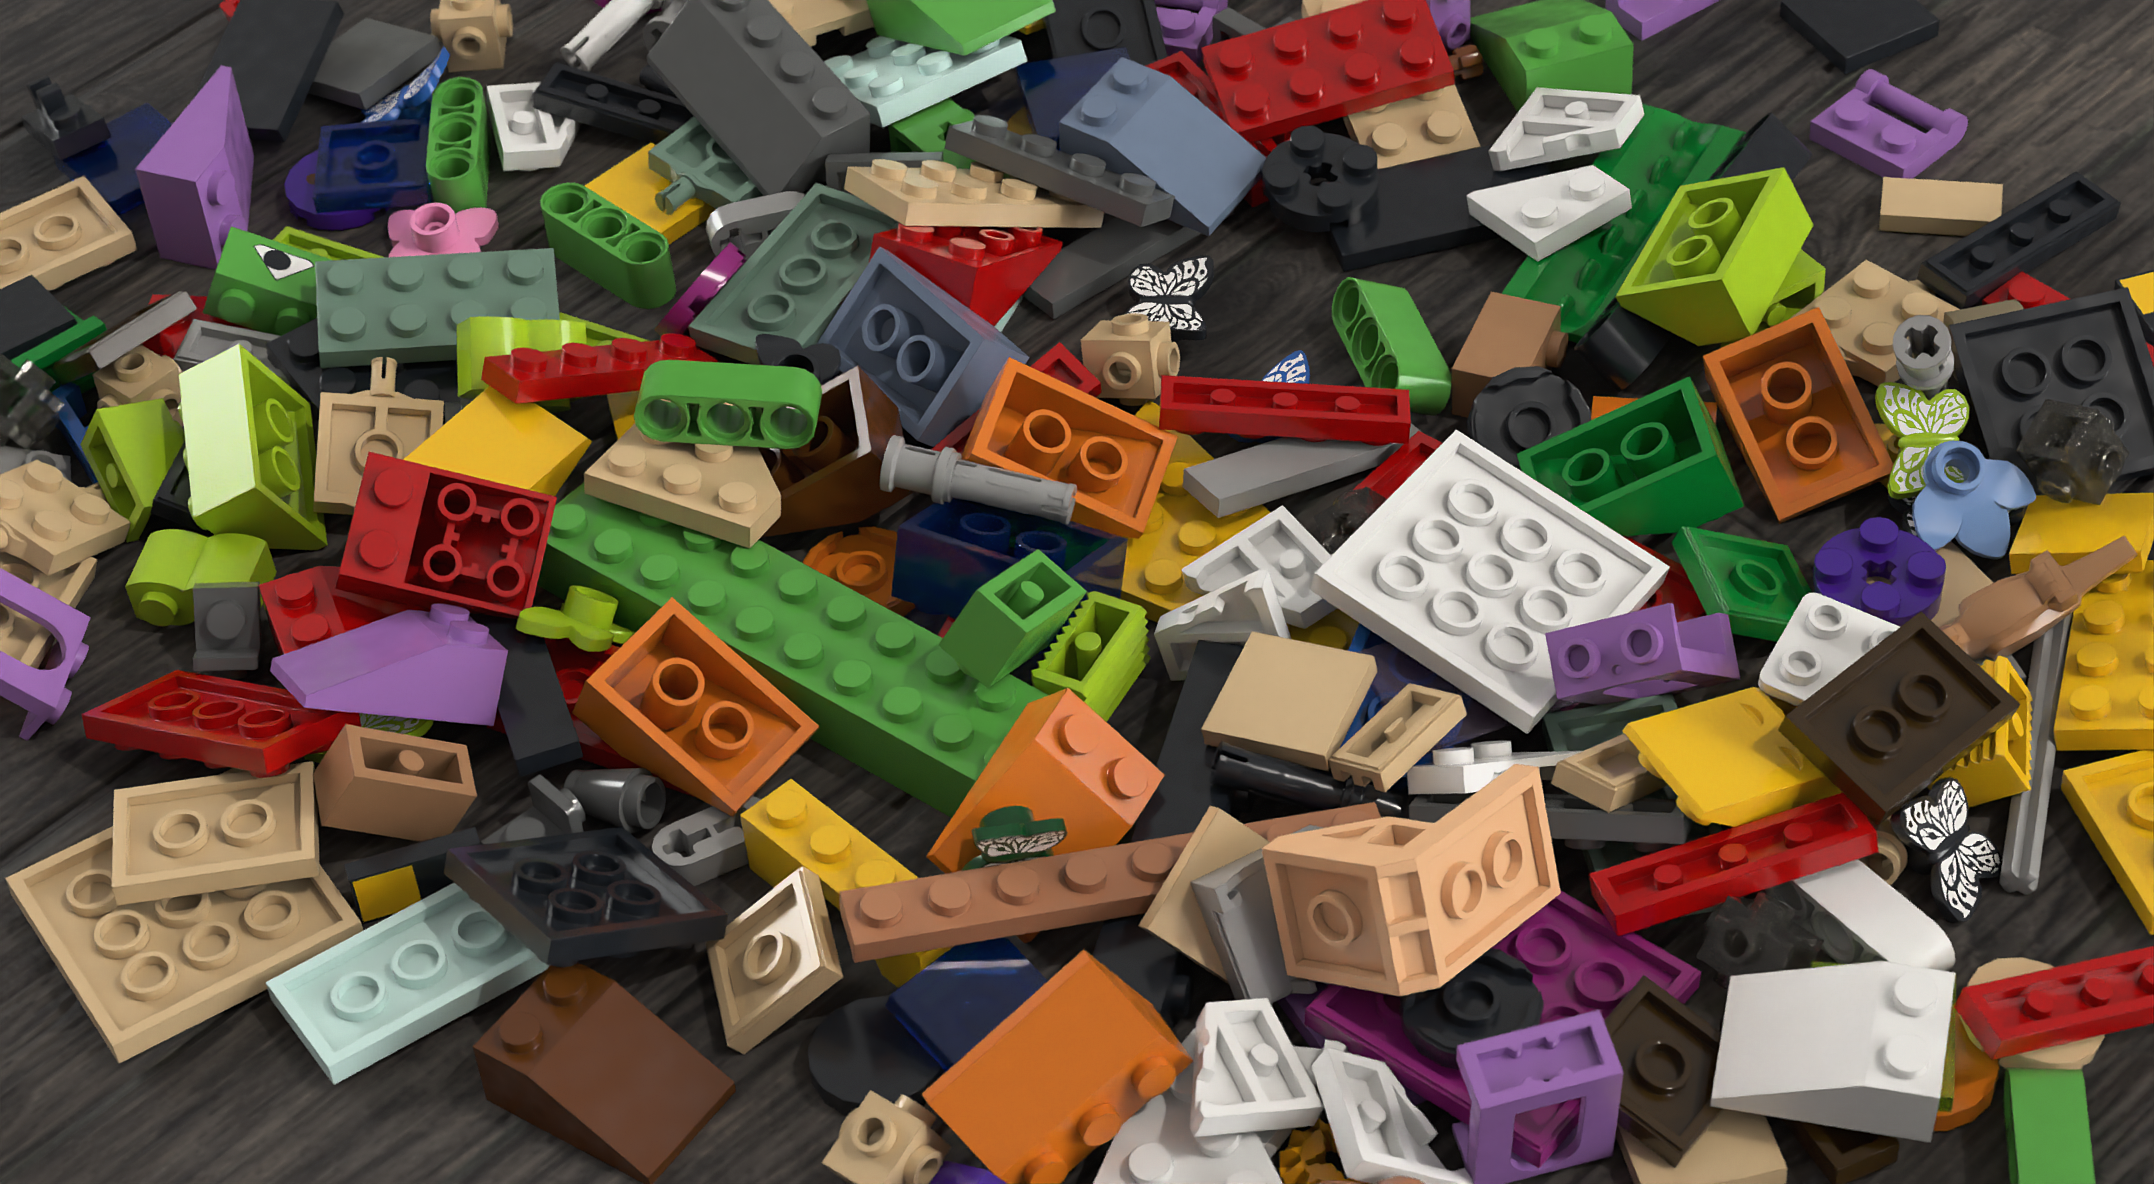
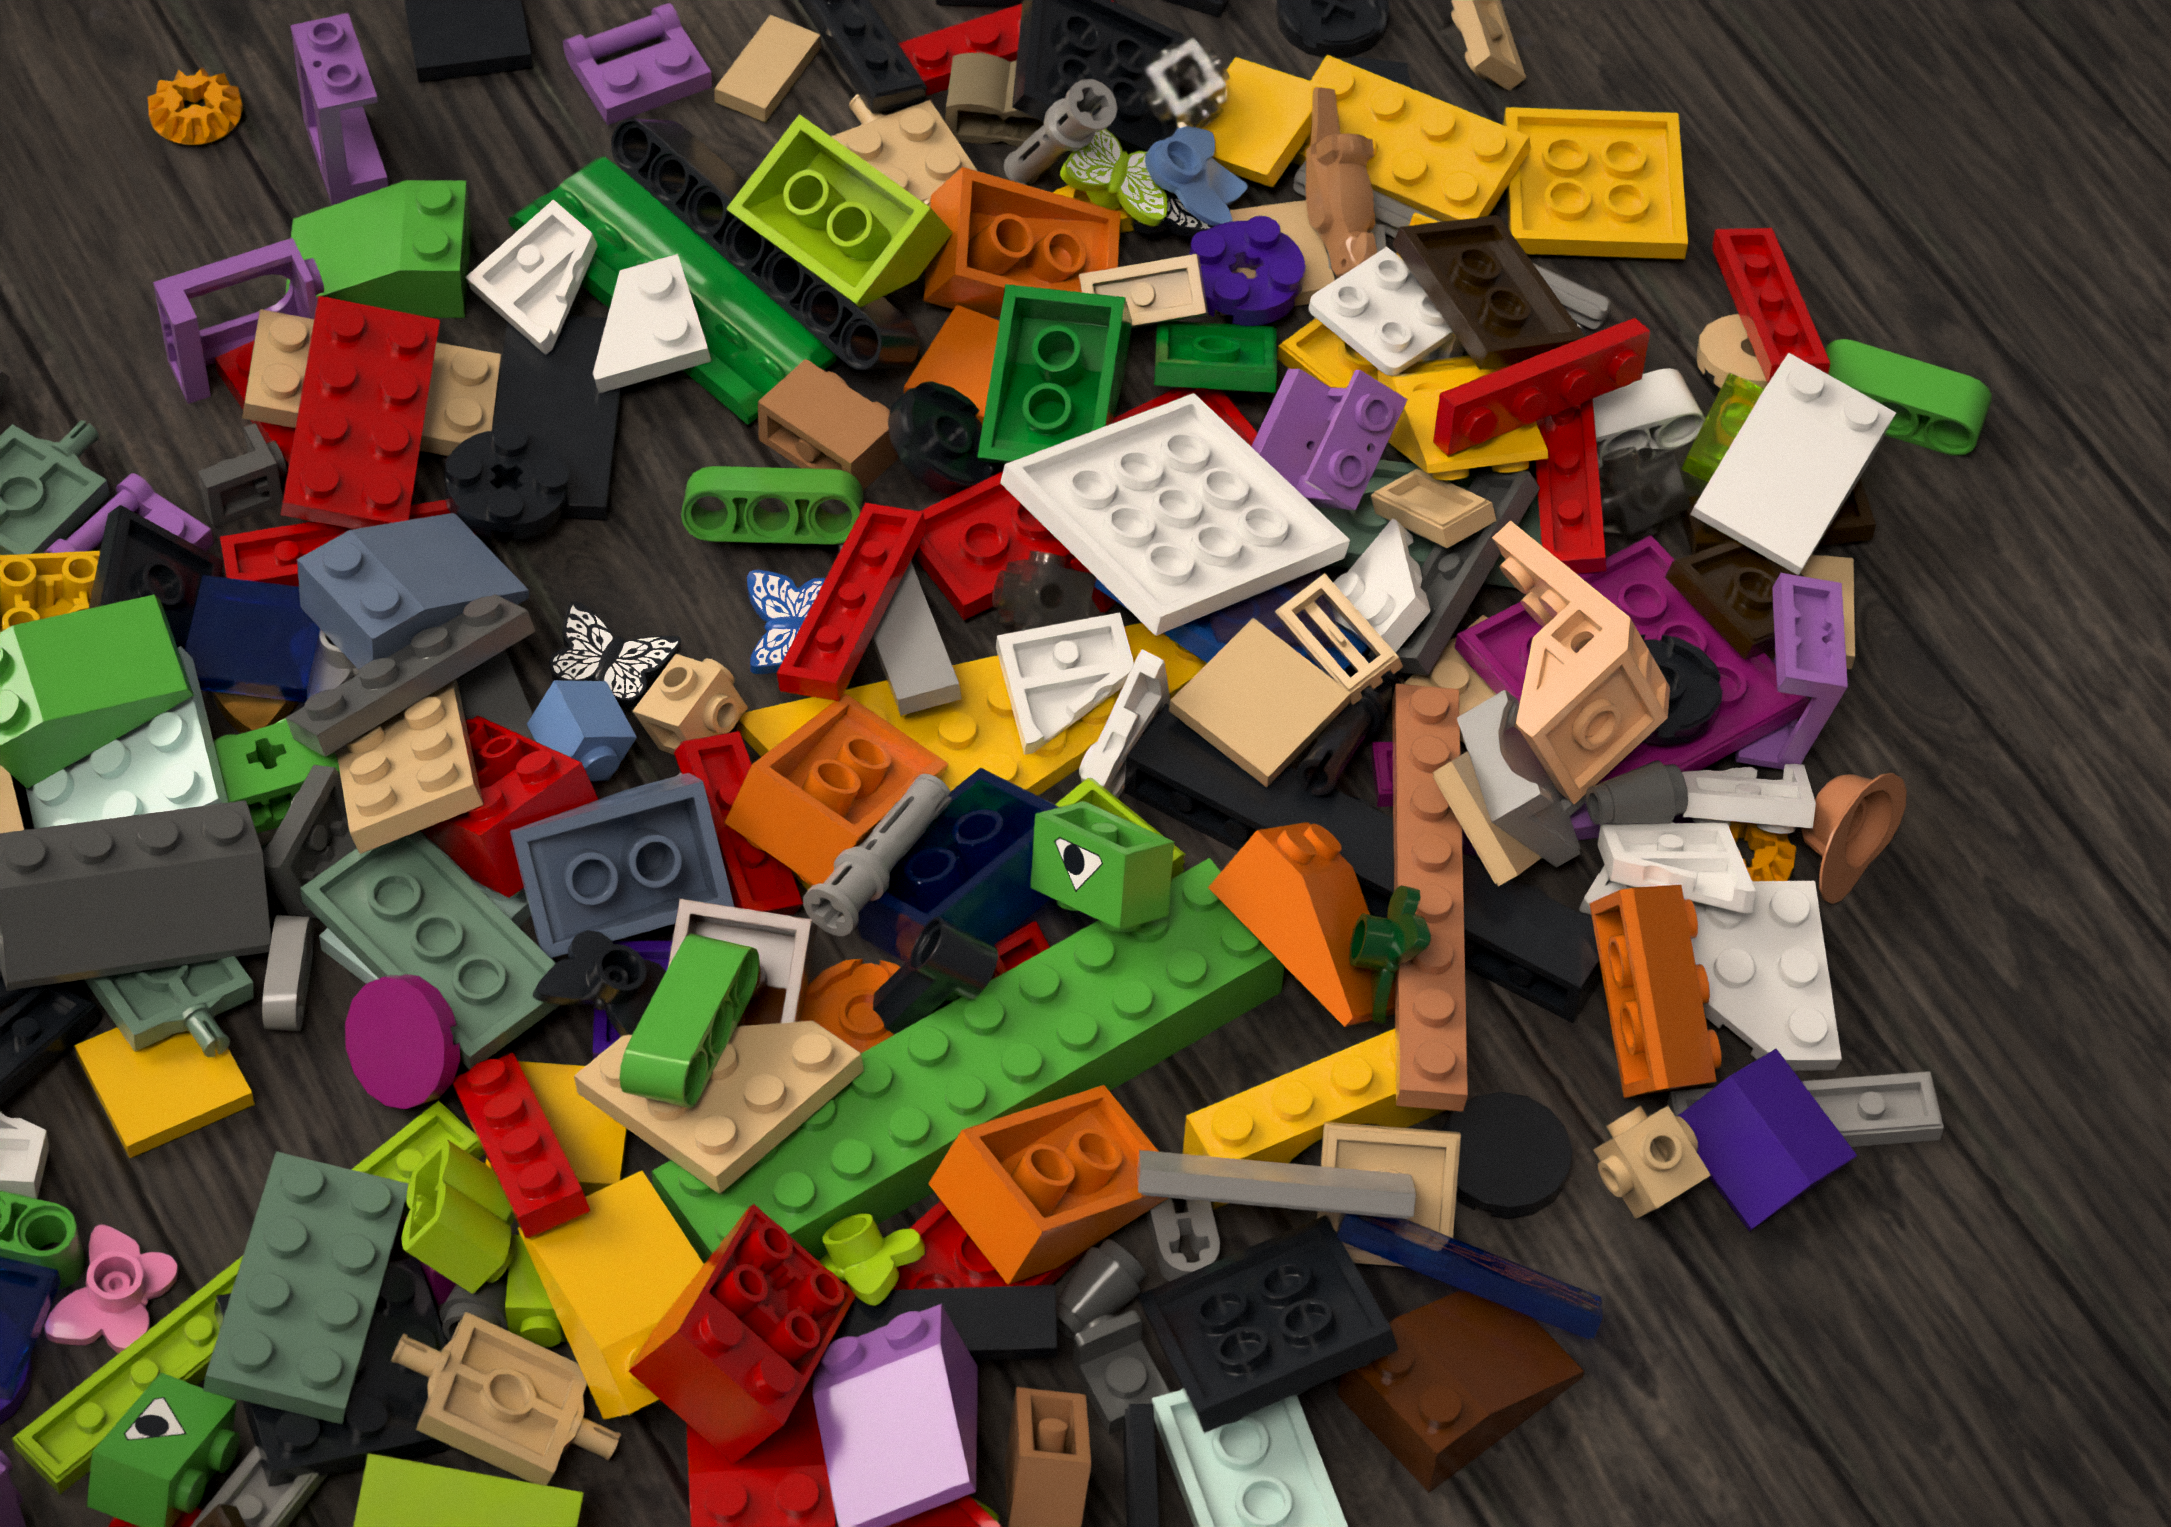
camera: 80 degrees left, 10 degrees up
(608, 245) = (224, 1146): bright green beam -> none
(708, 1040) = (1474, 1271): none -> clear blue tile
(722, 850) = (1275, 1184): none -> light grey tile
(869, 556) = (940, 968): none -> black piece
(964, 997) = (1517, 1054): clear blue tile -> none
(1074, 303) = (585, 725): none -> medium blue brick
(1307, 1011) = (1639, 796): none -> dark grey cone
(1776, 777) = (1540, 386): none -> red plate
(1790, 509) = (1154, 290): none -> tan plate

